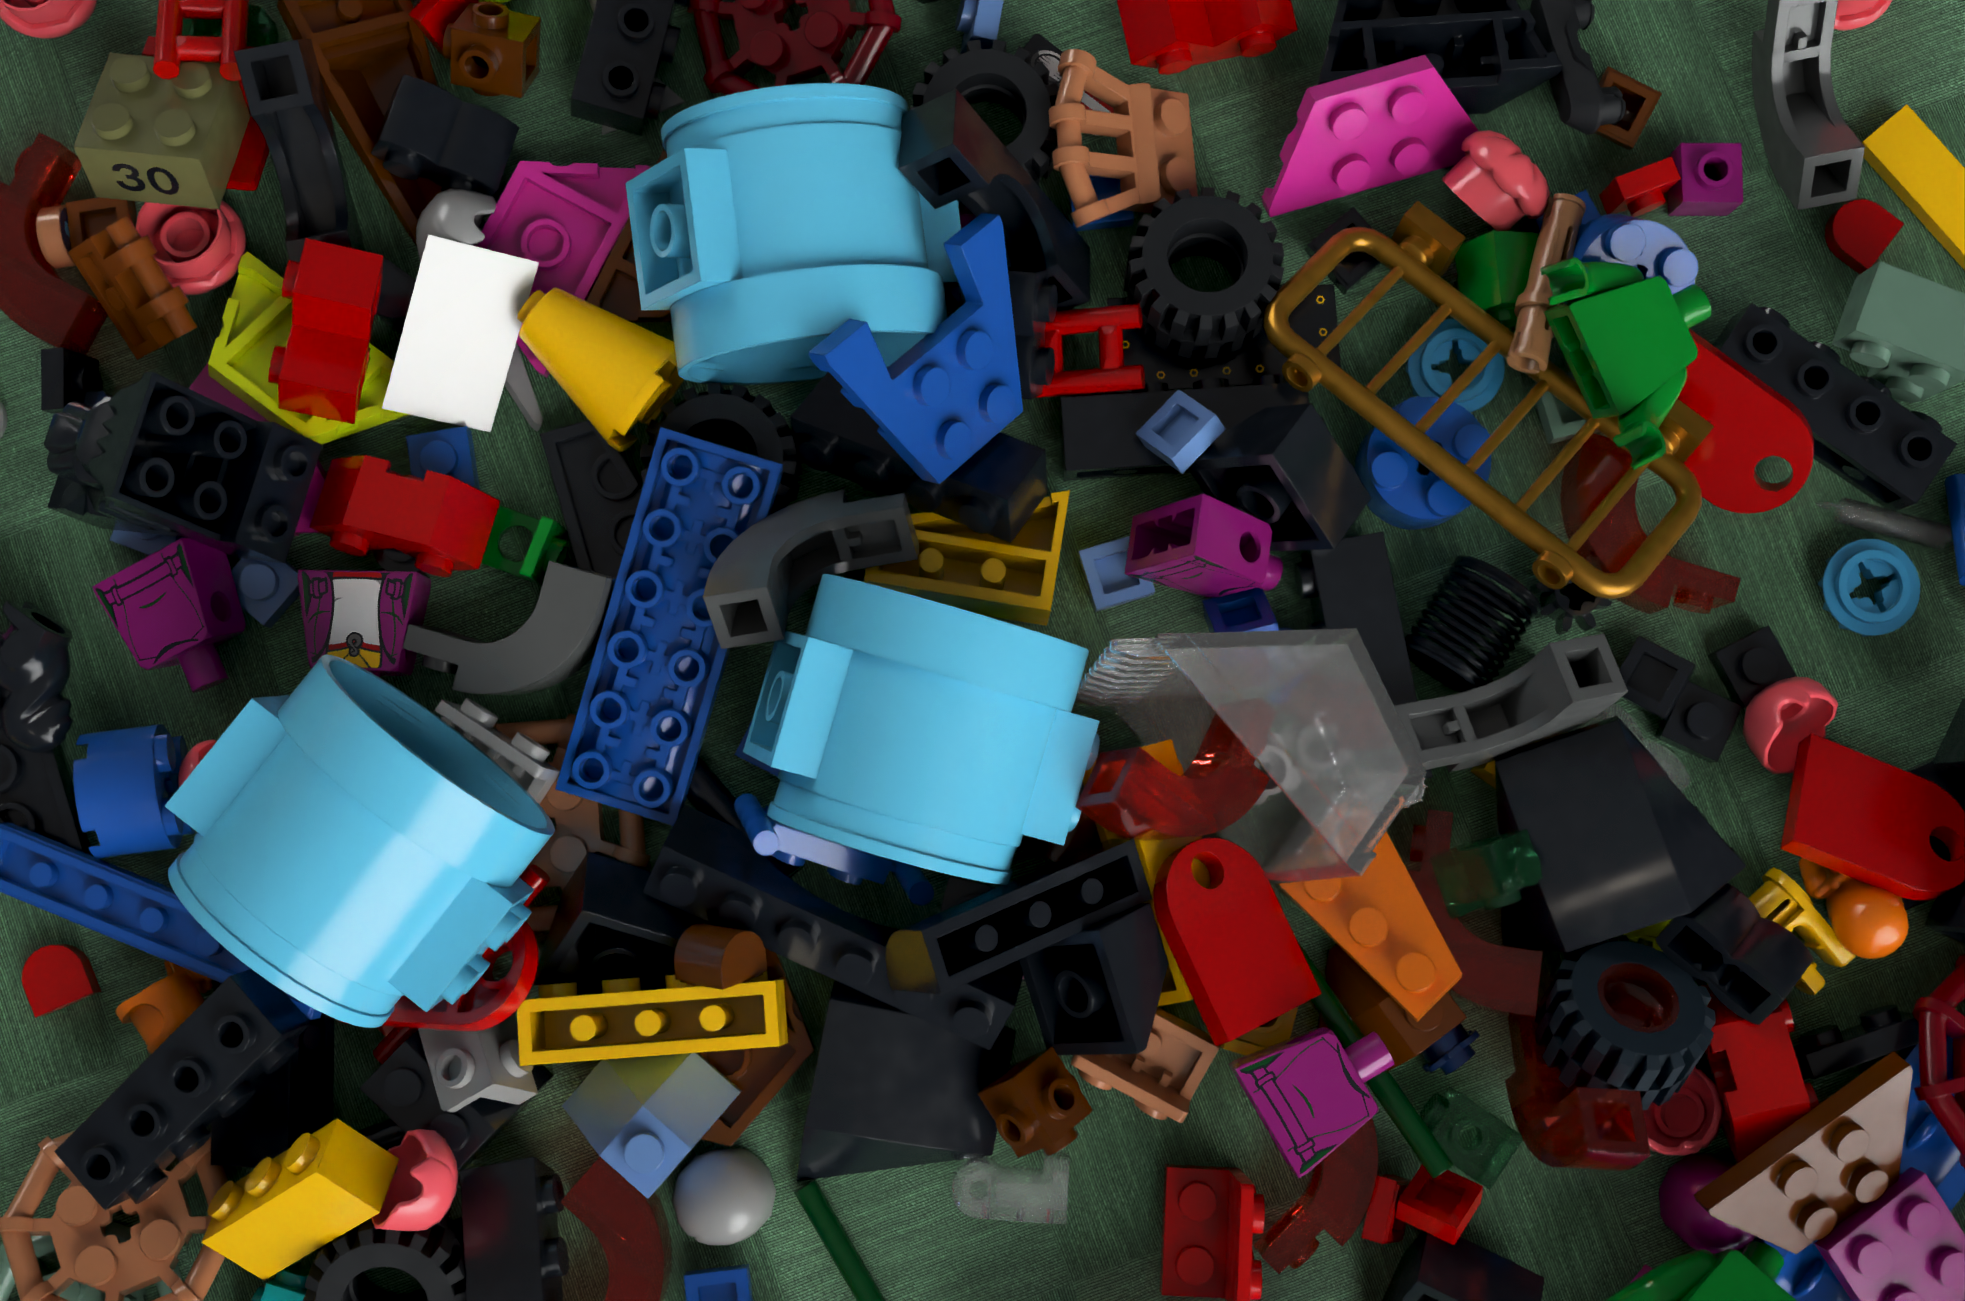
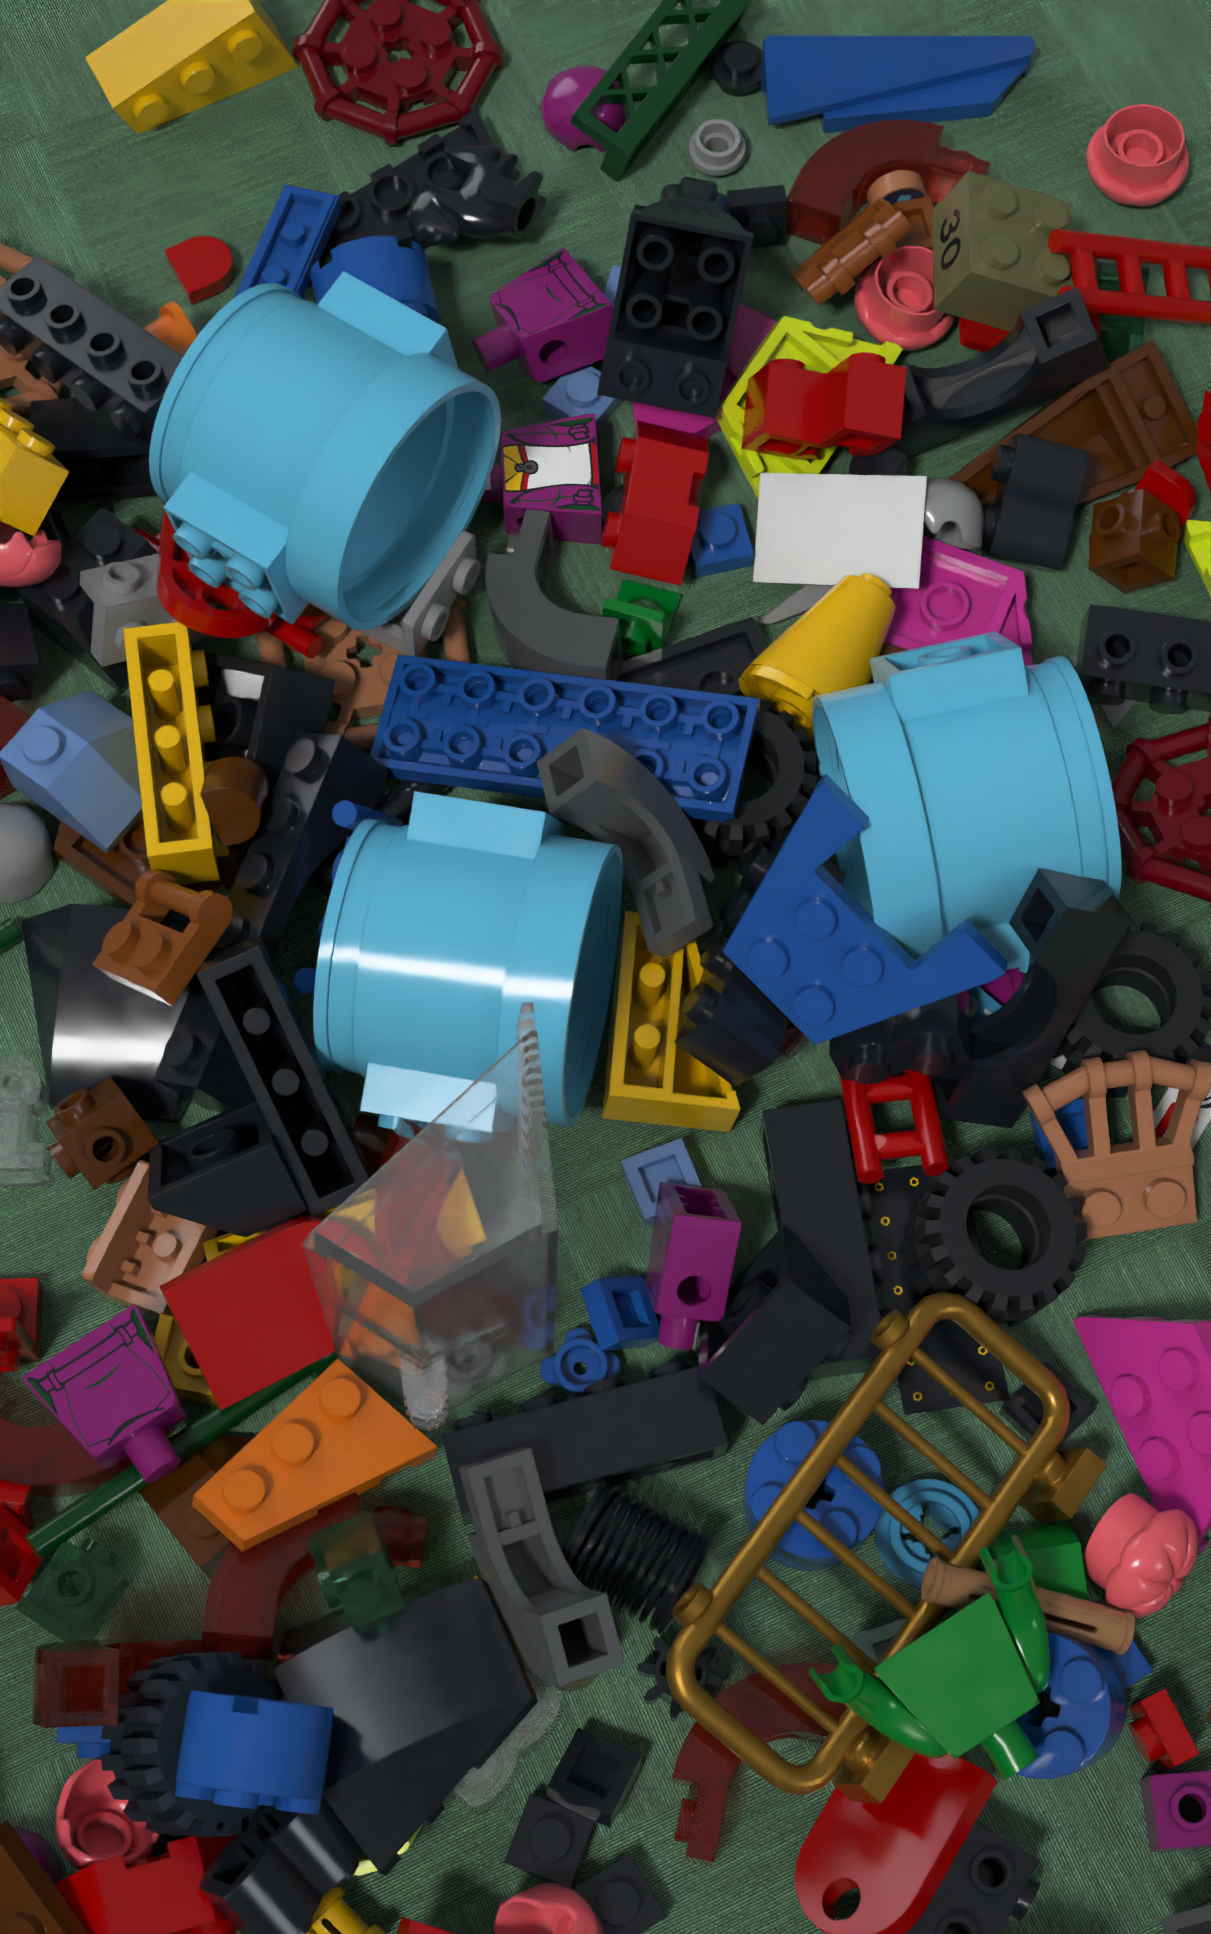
camera: 90 degrees right, 15 degrees down
(881, 1046) = (155, 956): none -> dark orange plate
(1180, 431) = (812, 1213): medium blue plate -> none
(1450, 1050) = (170, 1566): dark blue plate -> none
(1665, 967) = (254, 1752): none -> blue brick

